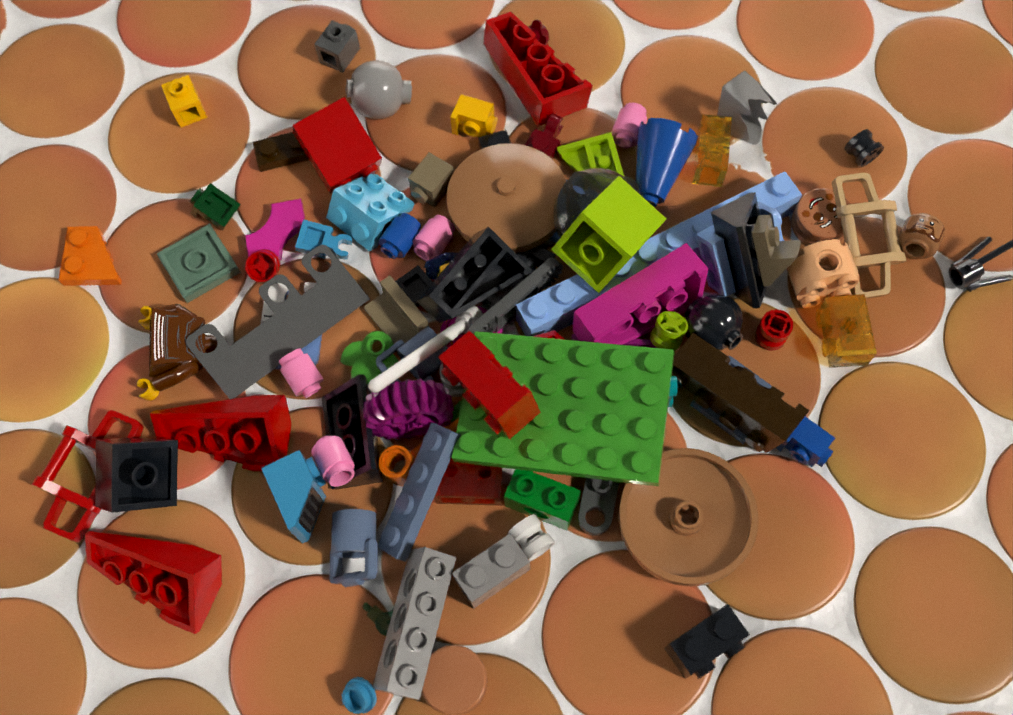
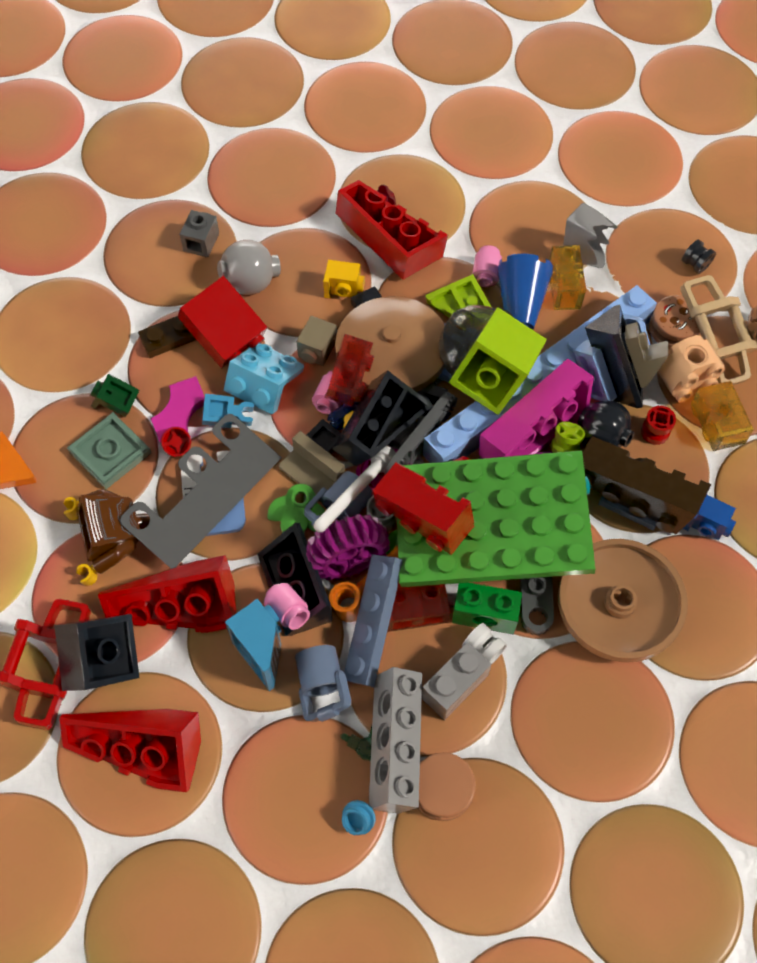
camera: 15 degrees left, 5 degrees down
(184, 101) = (63, 303): yellow brick -> none
(301, 373) = (234, 534): bright pink brick -> none
(399, 236) = (298, 395): blue brick -> none
(450, 219) = (348, 370): none -> clear red brick
(546, 140) = (414, 289): dark red plate -> none
(706, 641) = (660, 711): black brick -> none

